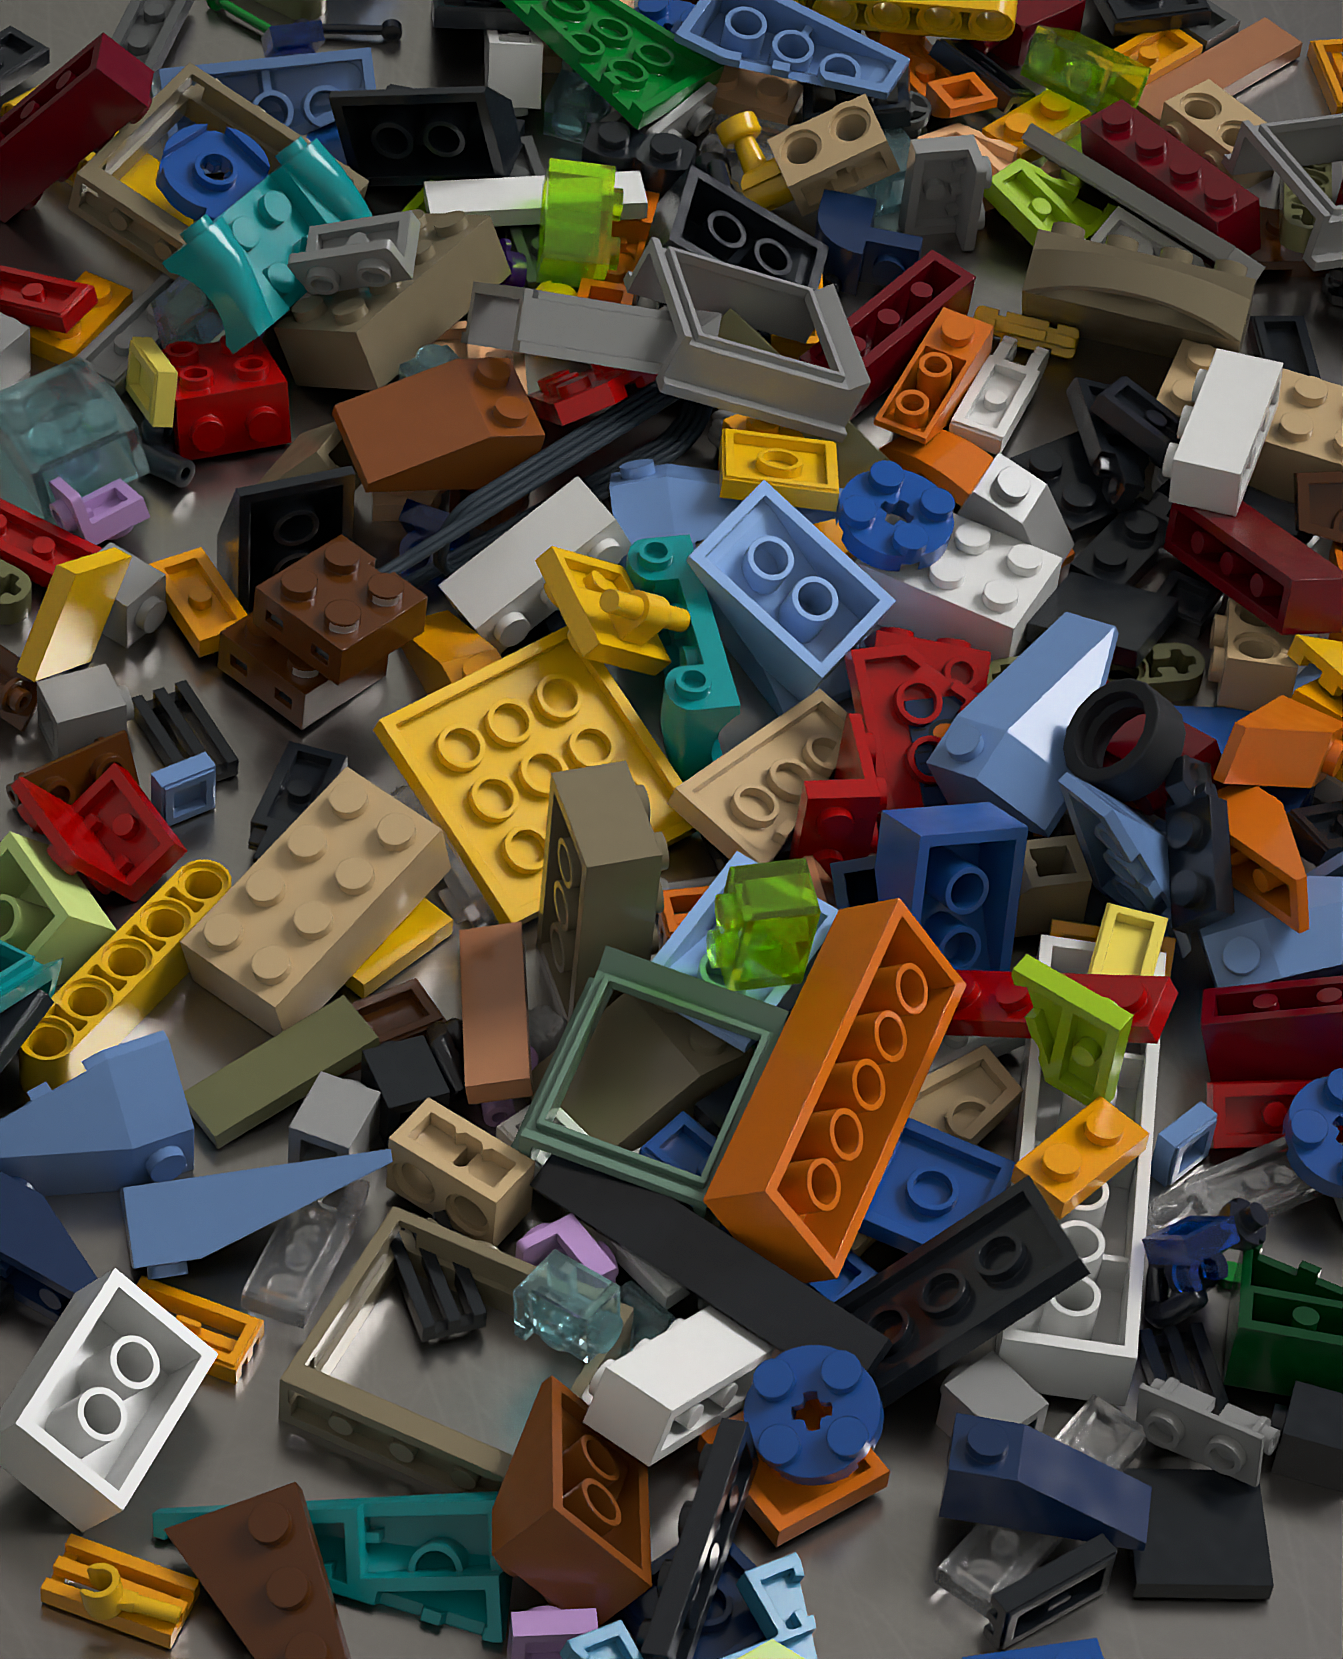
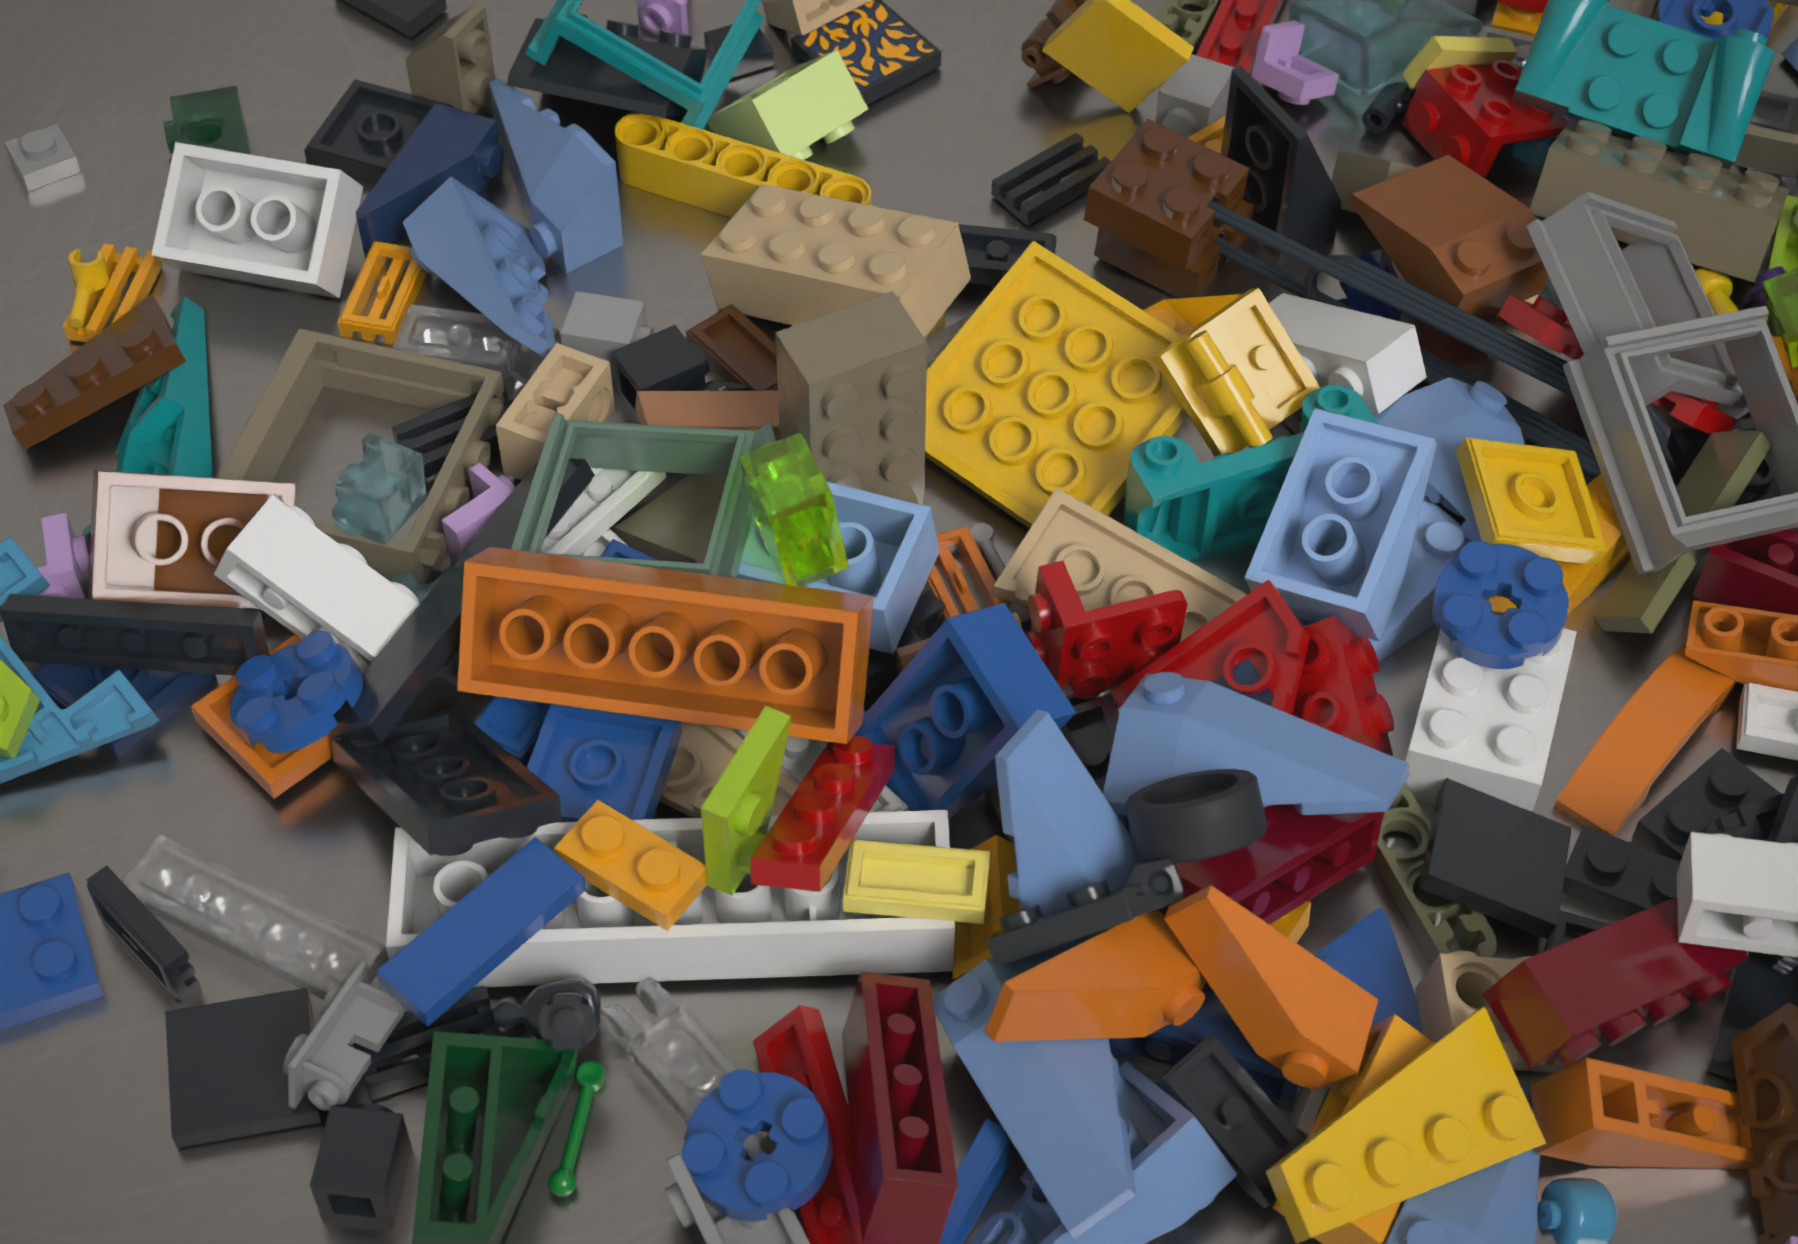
camera: 85 degrees right, 5 degrees up
(77, 771) = (966, 116): reddish brown hinge -> none
(81, 708) = (1040, 102): light grey brick -> none
(105, 834) = (884, 119): red bracket -> none
(184, 788) = (973, 179): medium blue tile -> none
(279, 1071) = (668, 293): olive tile -> none
(358, 253) = (1650, 127): light grey bracket -> none
(990, 1391) = (350, 862): light grey brick -> none
(1018, 506) = (1588, 743): light grey slope -> none
(1036, 1484) = (235, 892): dark blue slope -> none
(1143, 1276) = (481, 931): none -> blue tile
(1183, 1144) = (737, 1001): medium blue tile -> none
(1191, 1244) = (530, 972): clear blue tile -> none

